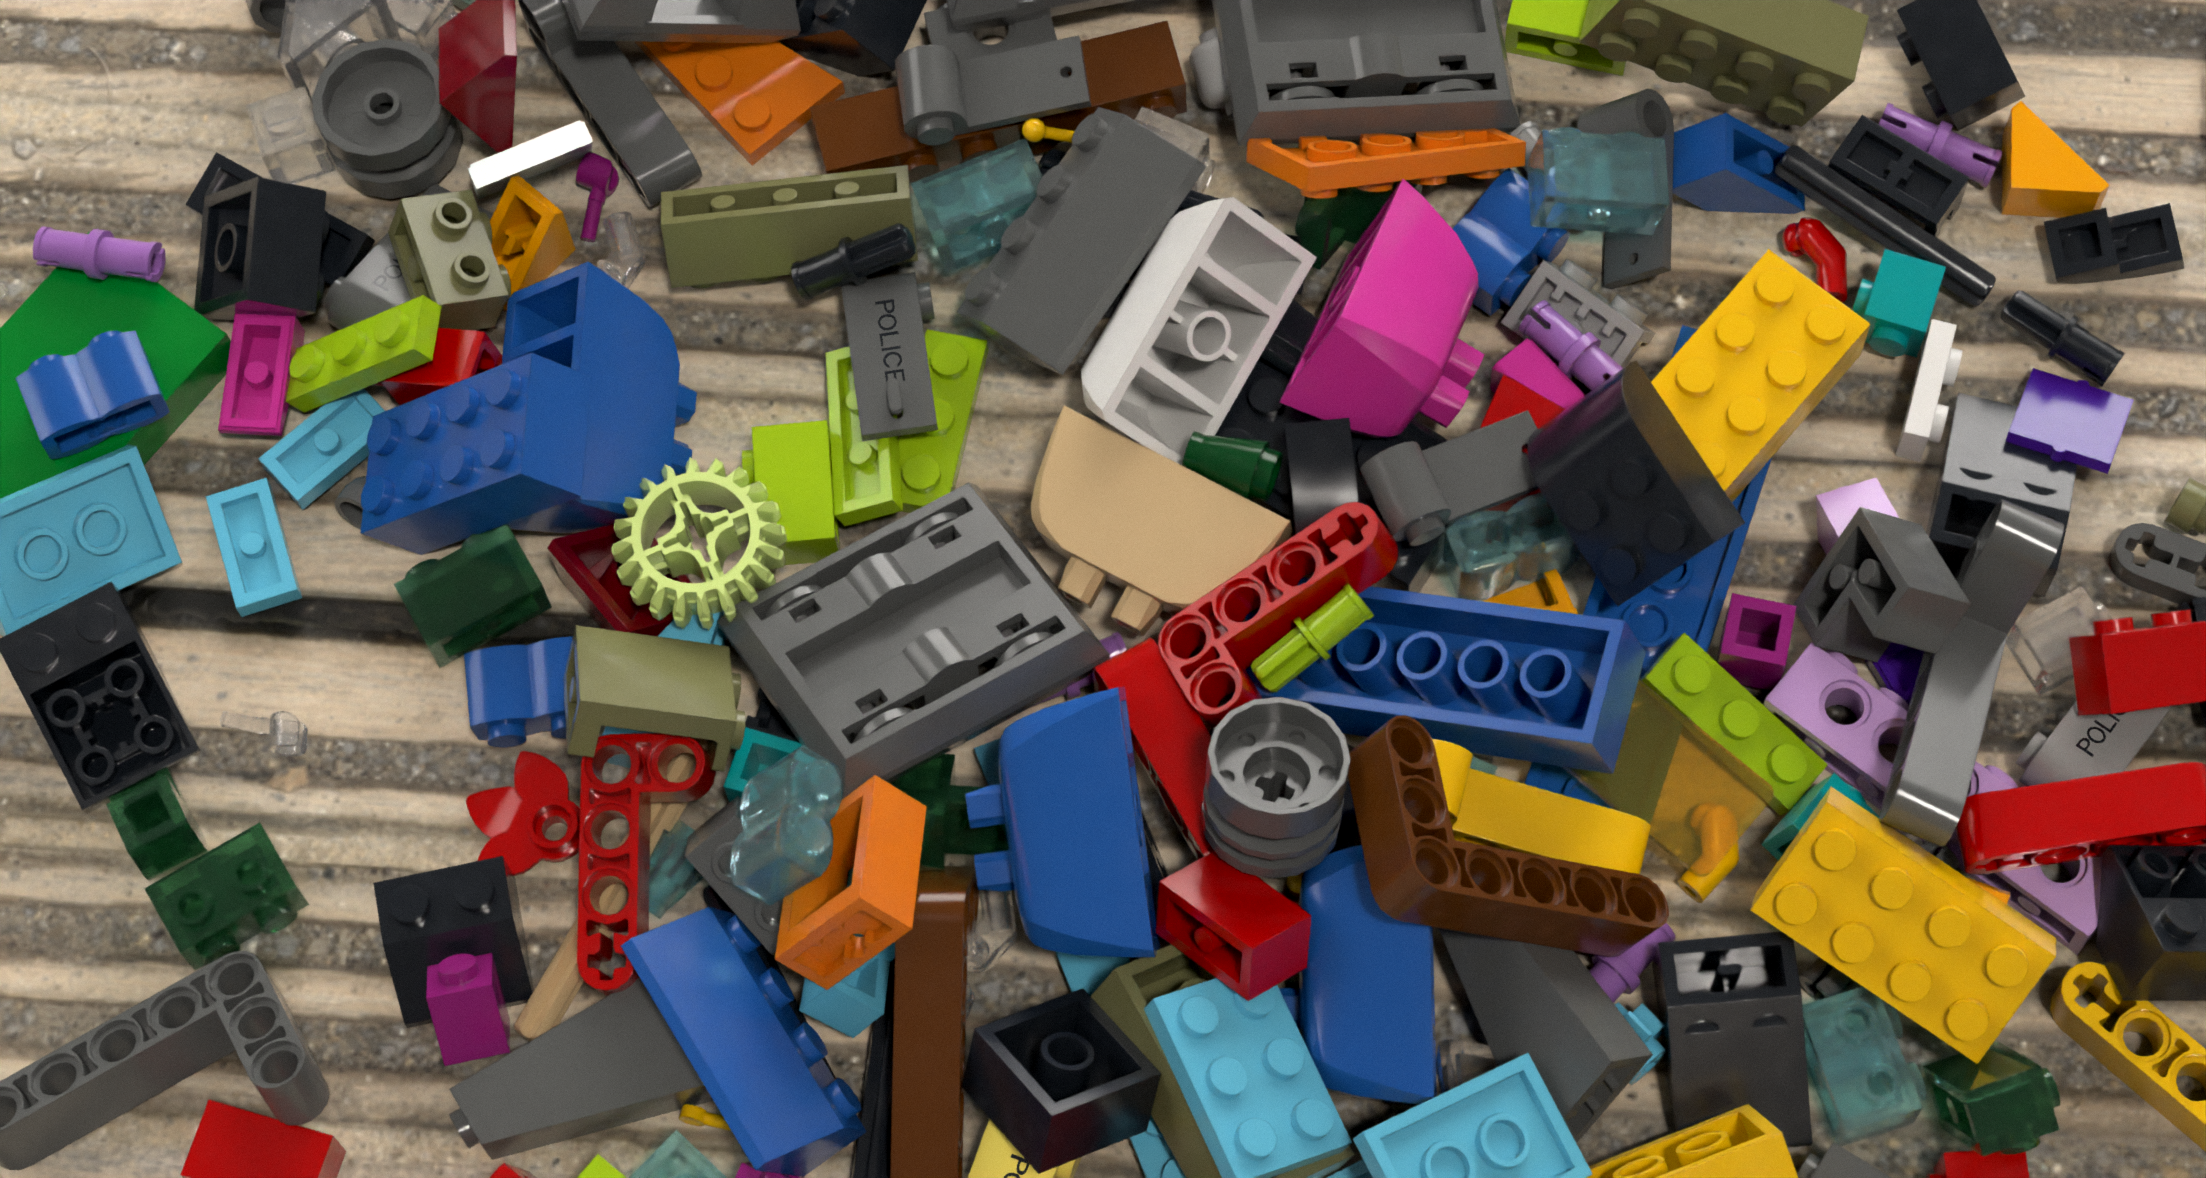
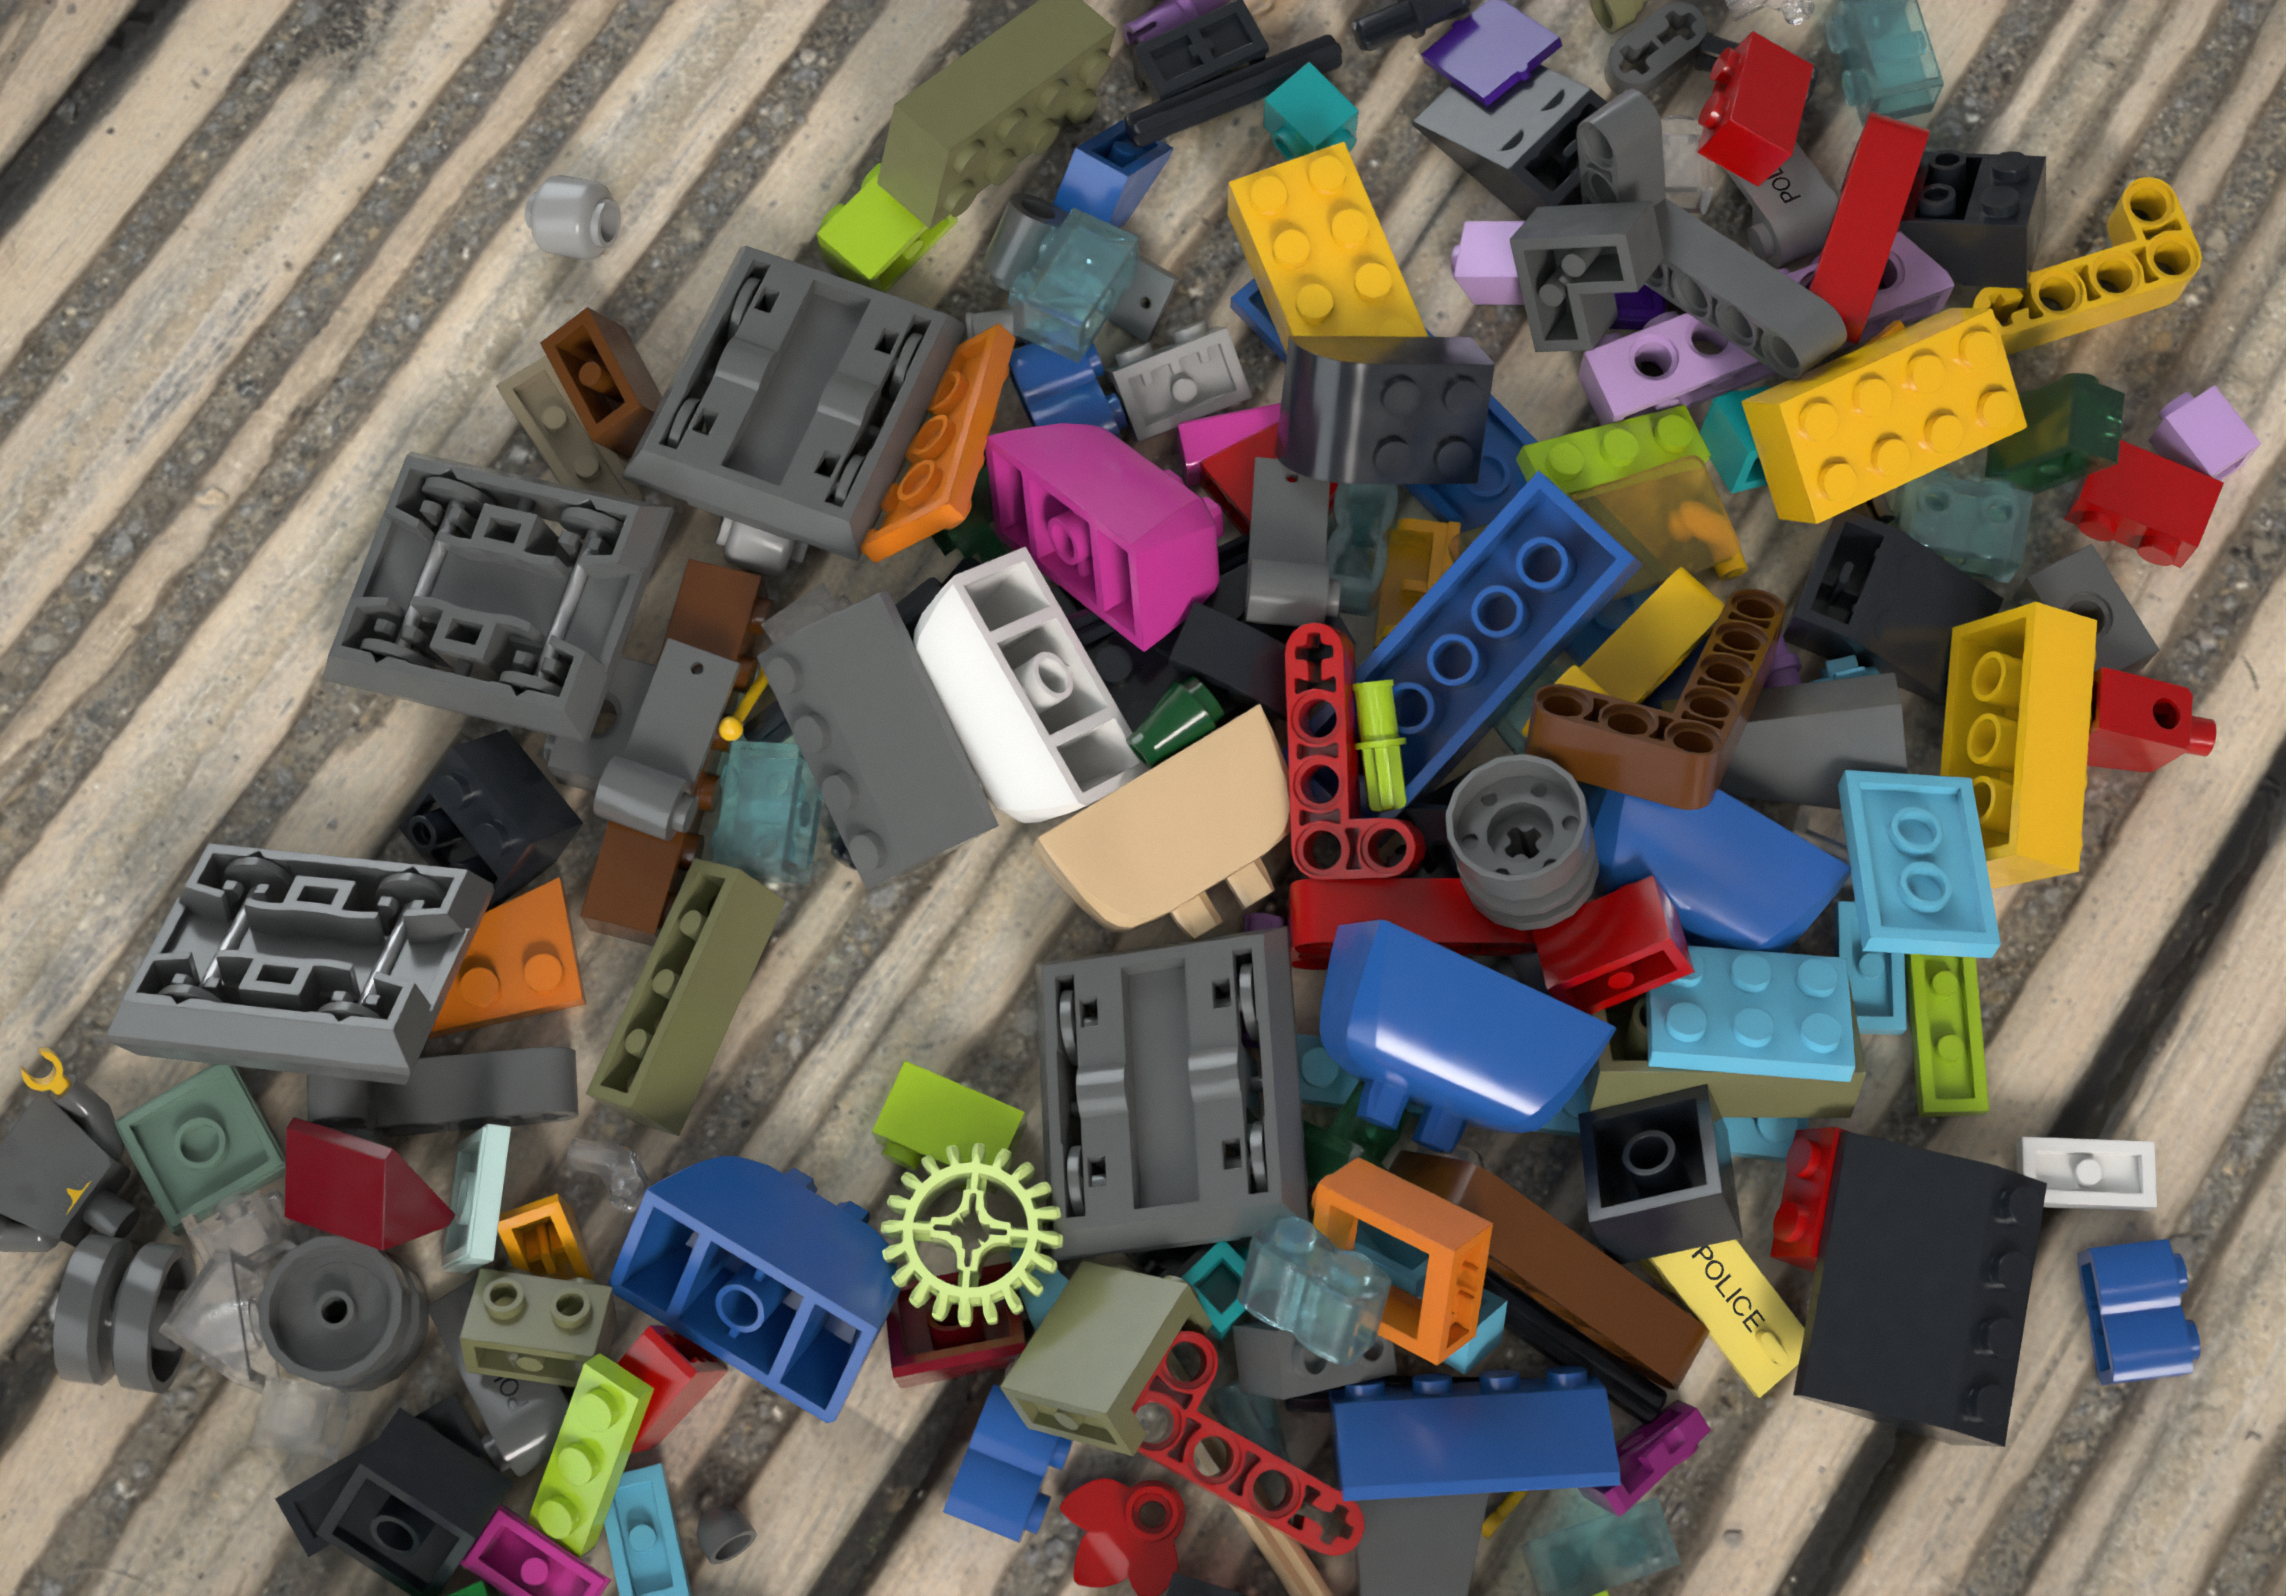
camera: 65 degrees left, 5 degrees up
(472, 594) = (883, 1474): clear green brick -> none
(476, 454) = (769, 1395): blue brick -> none
(602, 178) = (523, 1149): magenta hand -> none
(853, 260) = (762, 955): black axle -> none
(863, 472) = (926, 1034): lime plate -> none
(890, 354) = (867, 971): dark grey door -> none
(933, 458) = (948, 969): lime plate -> none
(1574, 351) = (1217, 392): medium lavender pin -> none
(1756, 640) = (1555, 395): magenta brick -> none
(1826, 252) = (1224, 152): red arm -> none
(1936, 367) = (1416, 156): white plate -> none

